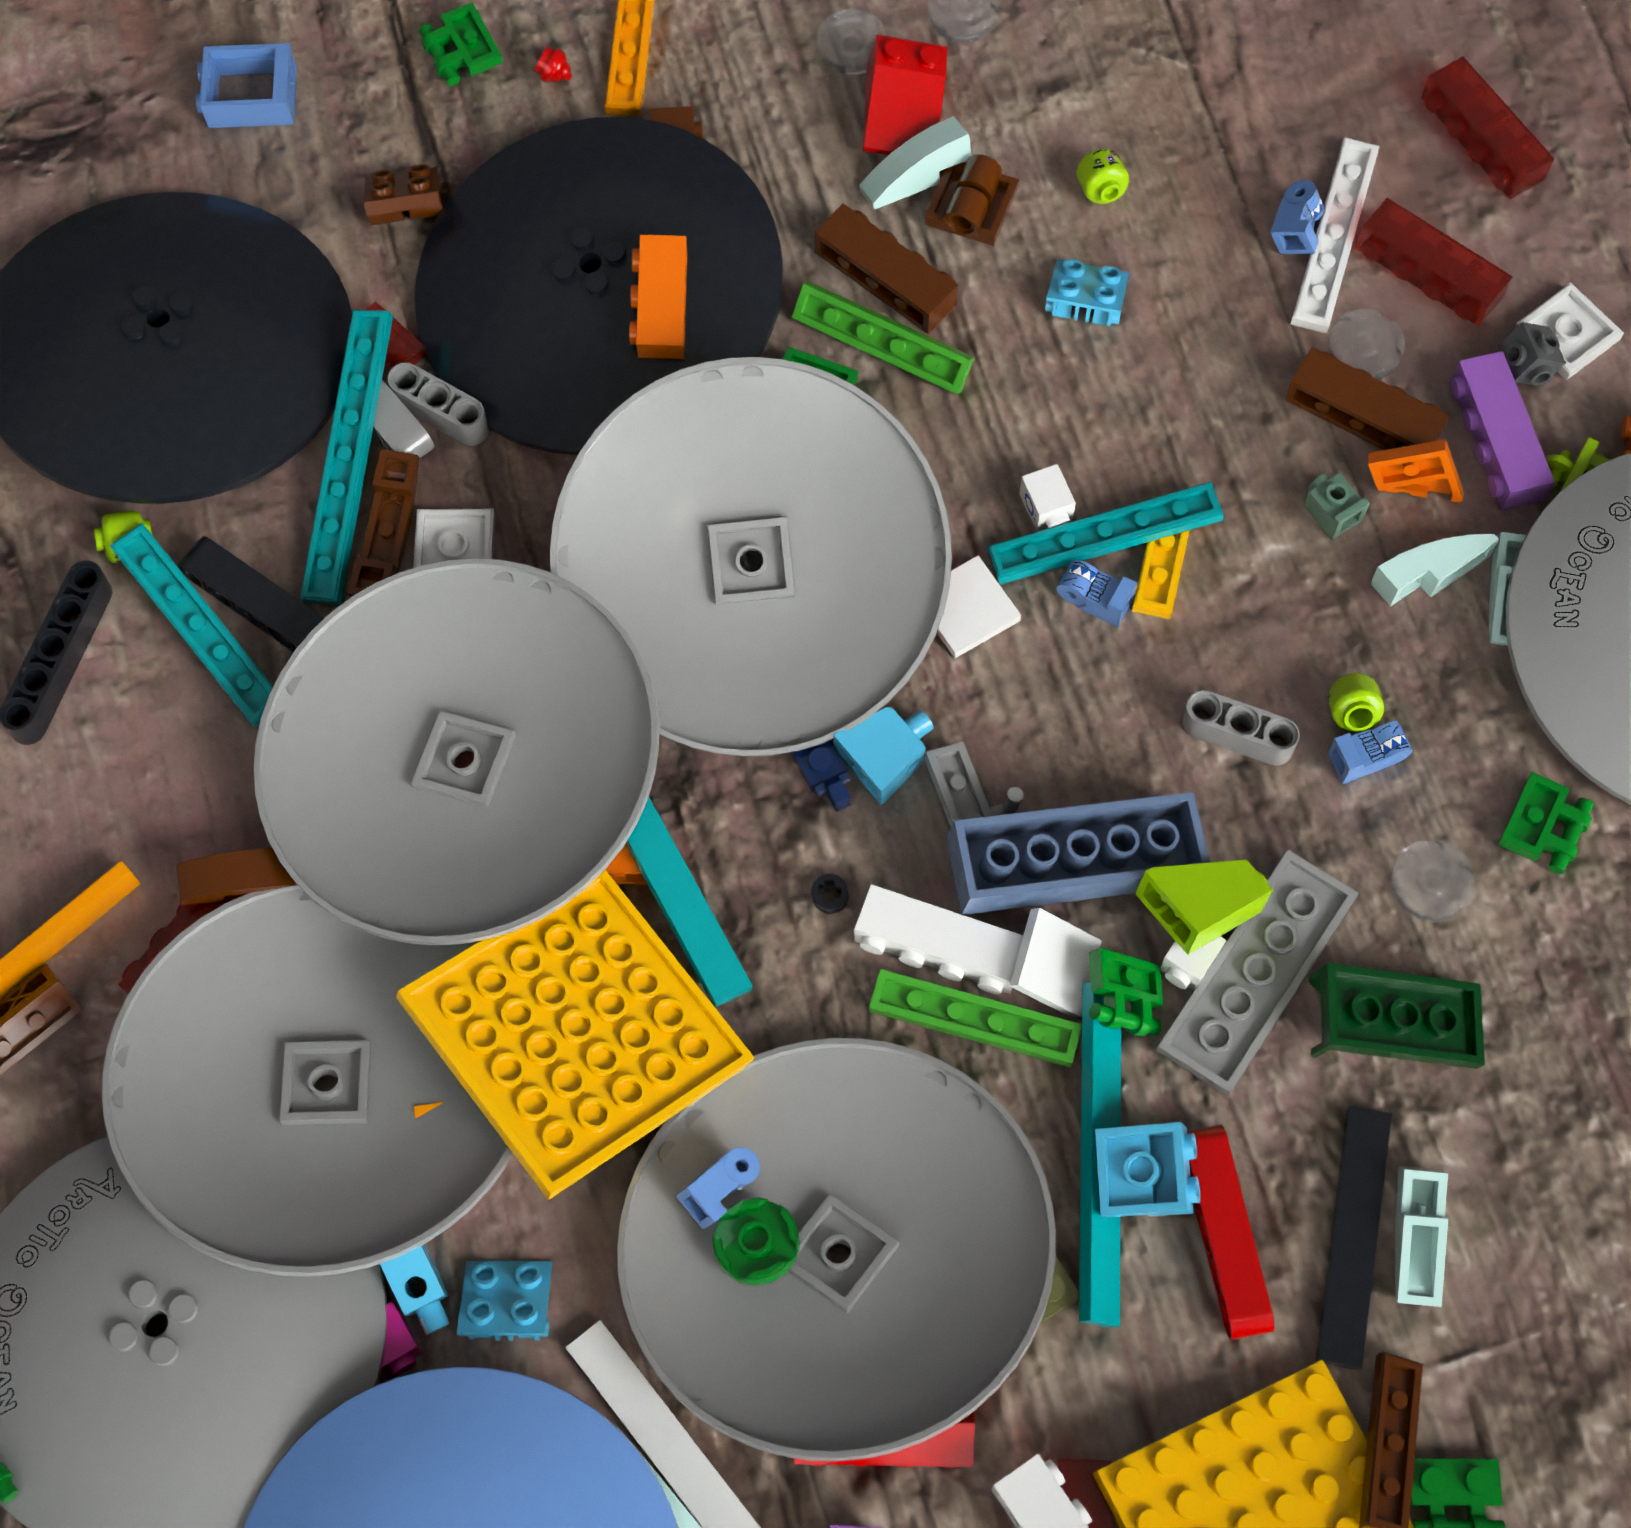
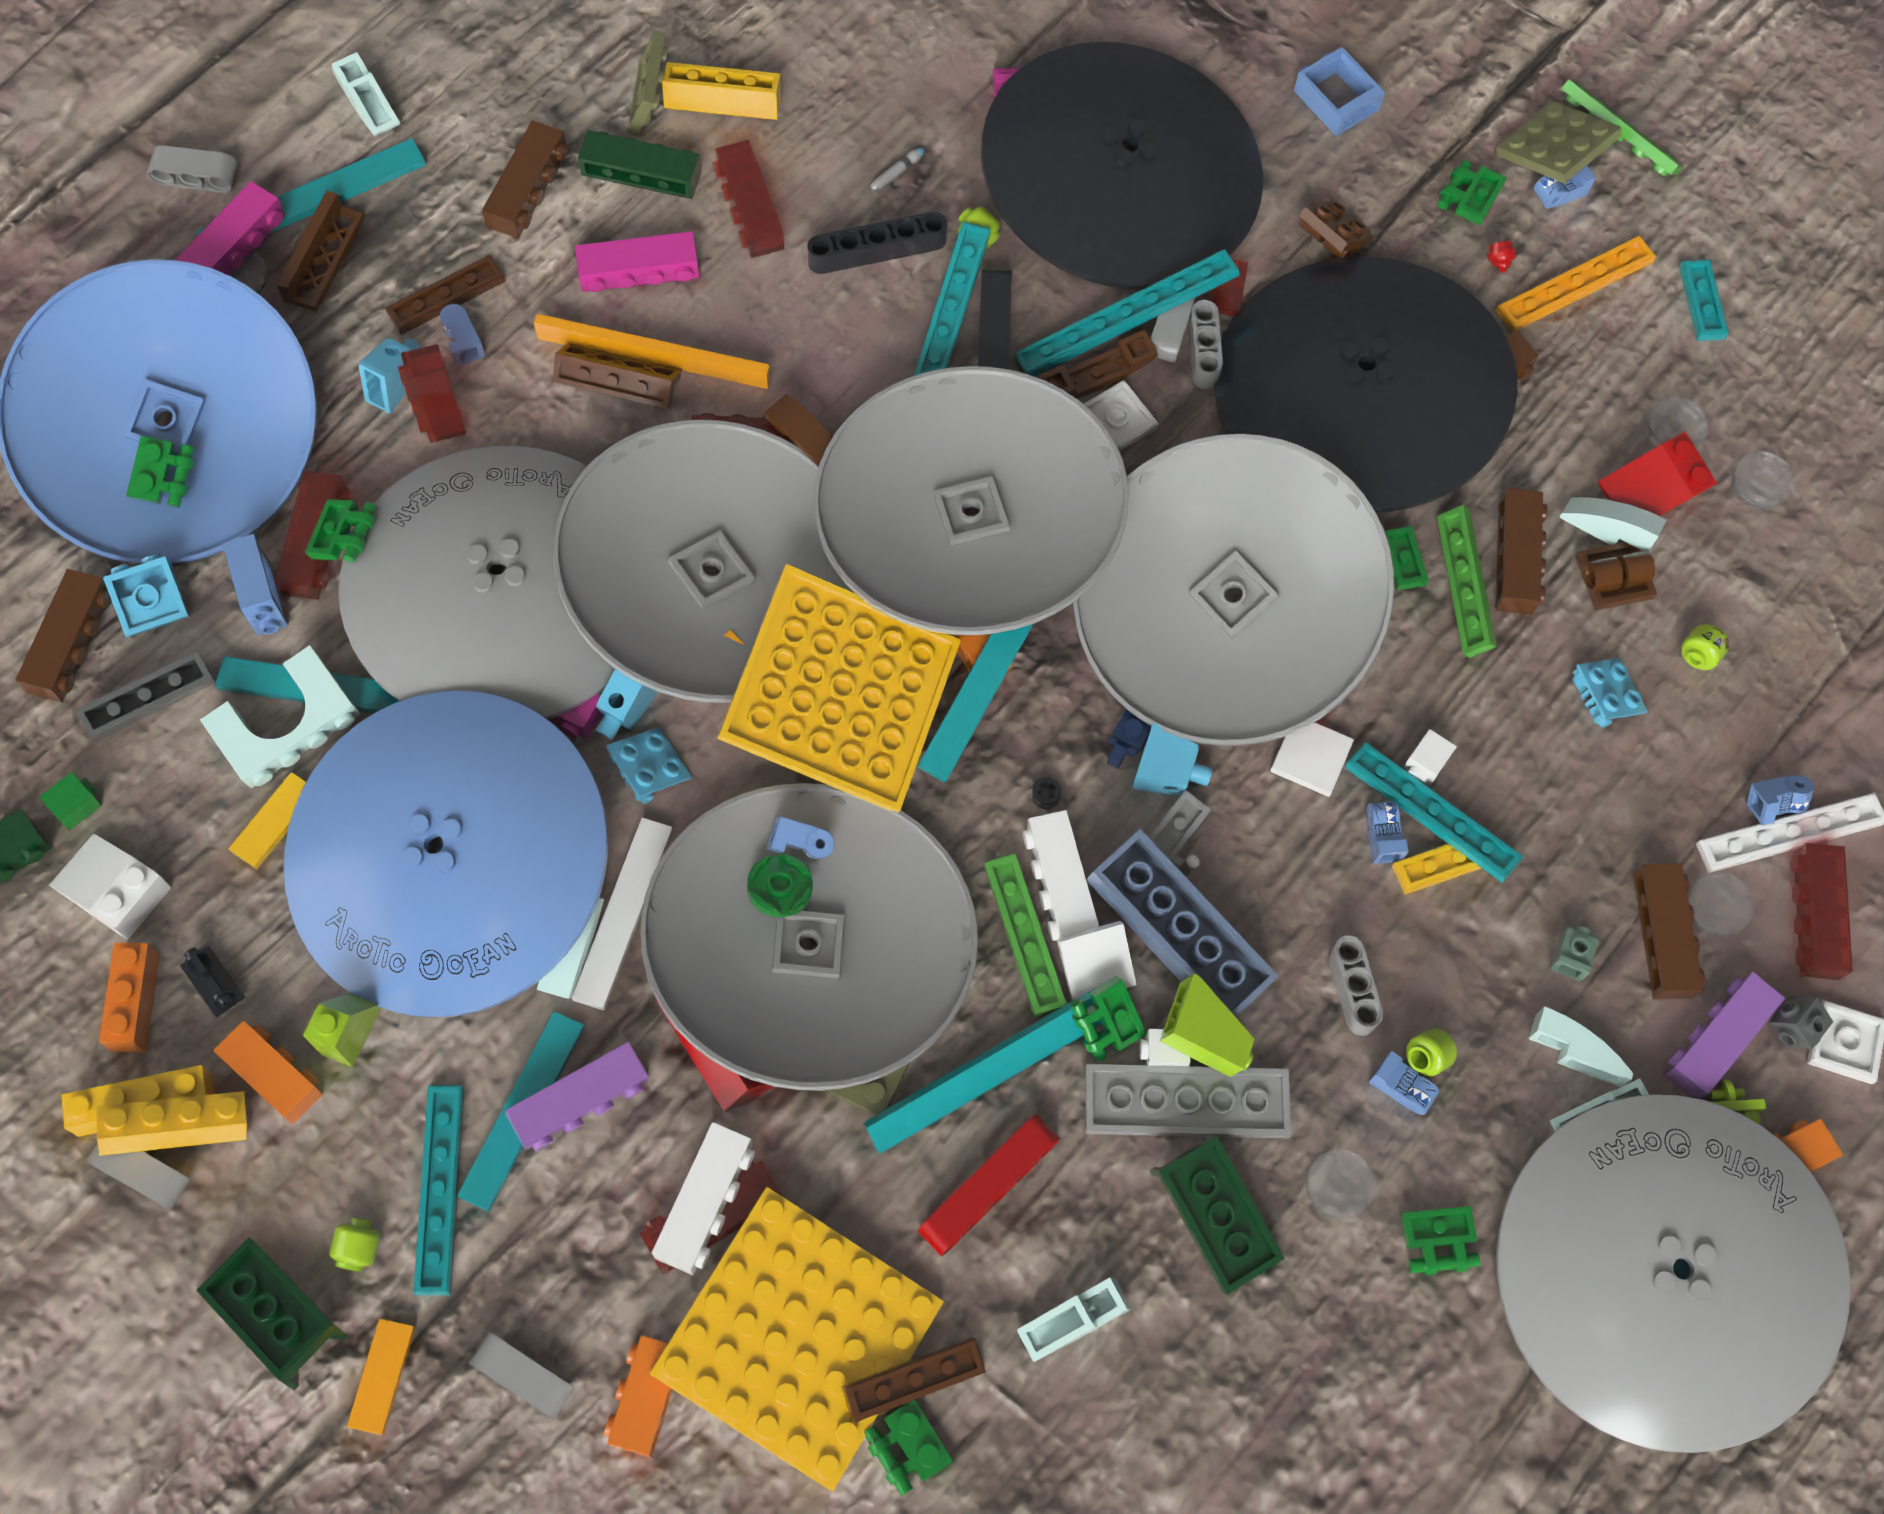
camera: 50 degrees right, 0 degrees up
(659, 297) = (1373, 418): orange brick -> none
(1146, 1170) = (991, 1103): medium azure plate -> none
(1354, 1238) = (1044, 1275): black tile -> none
(1417, 470) = (1643, 993): orange wing -> none

